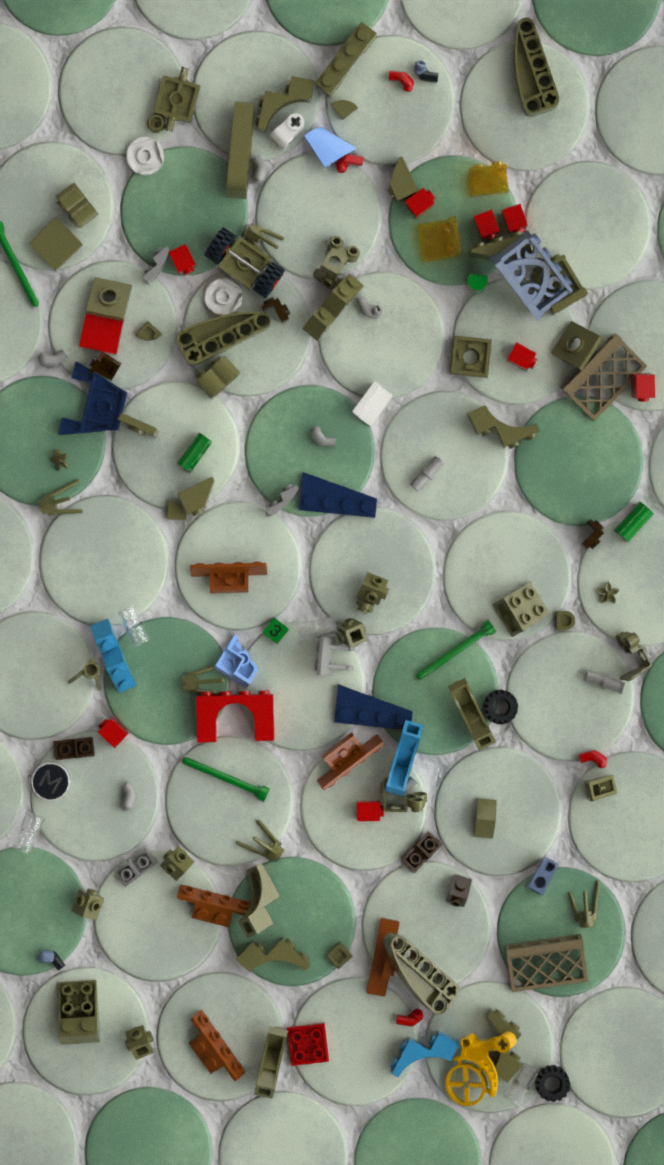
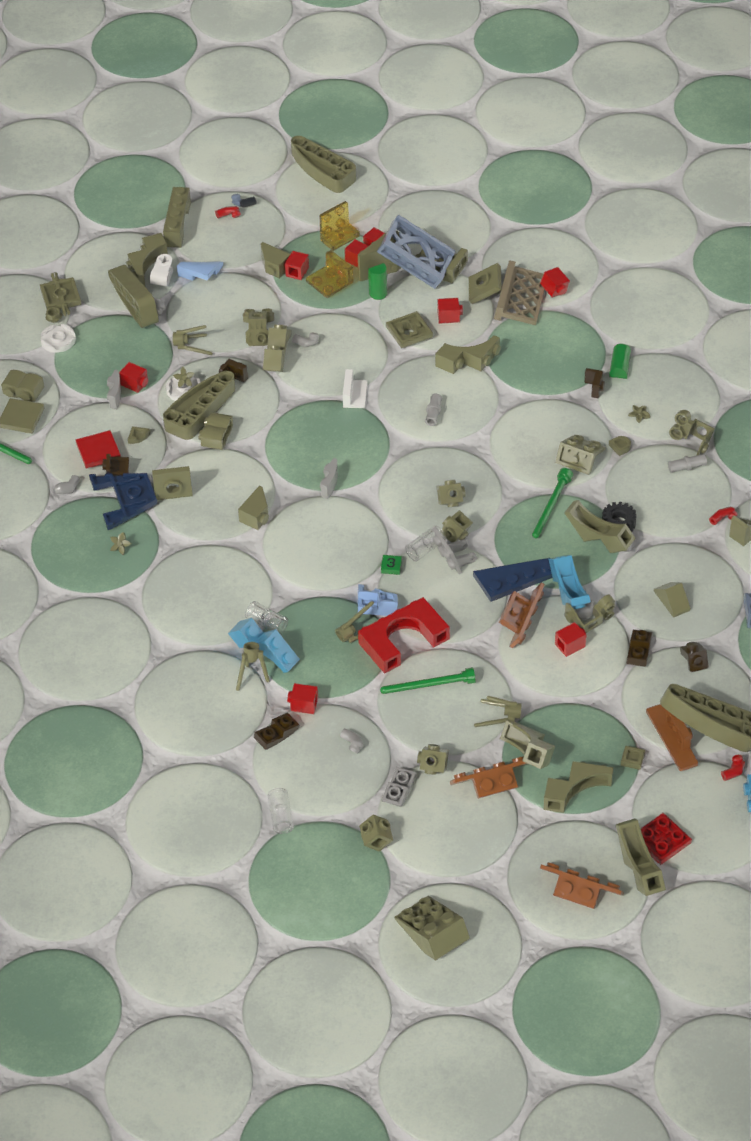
camera: 30 degrees left, 40 degrees down
(49, 504) = (132, 574): olive plant -> none
(50, 781) = (273, 765): black tile -> none
(51, 957) = (367, 898): arm -> none
(113, 310) = (89, 426): olive piece -> none
(139, 1042) = (506, 913): olive brick -> none
(175, 511) = (245, 530): olive tile -> none
(194, 452) = (232, 484): green brick -> none
(224, 293) = (184, 378): none -> olive plant
(228, 577) = (321, 545): dark orange bracket -> none
(244, 262) = (185, 353): plate -> none
(320, 439) = (330, 430): light grey arm -> none
(328, 497) = (371, 461): dark blue wing -> none
(344, 108) = (196, 245): olive tile -> none
(347, 160) = (222, 268): red arm -> none
(365, 606) = (451, 509): olive plate -> none

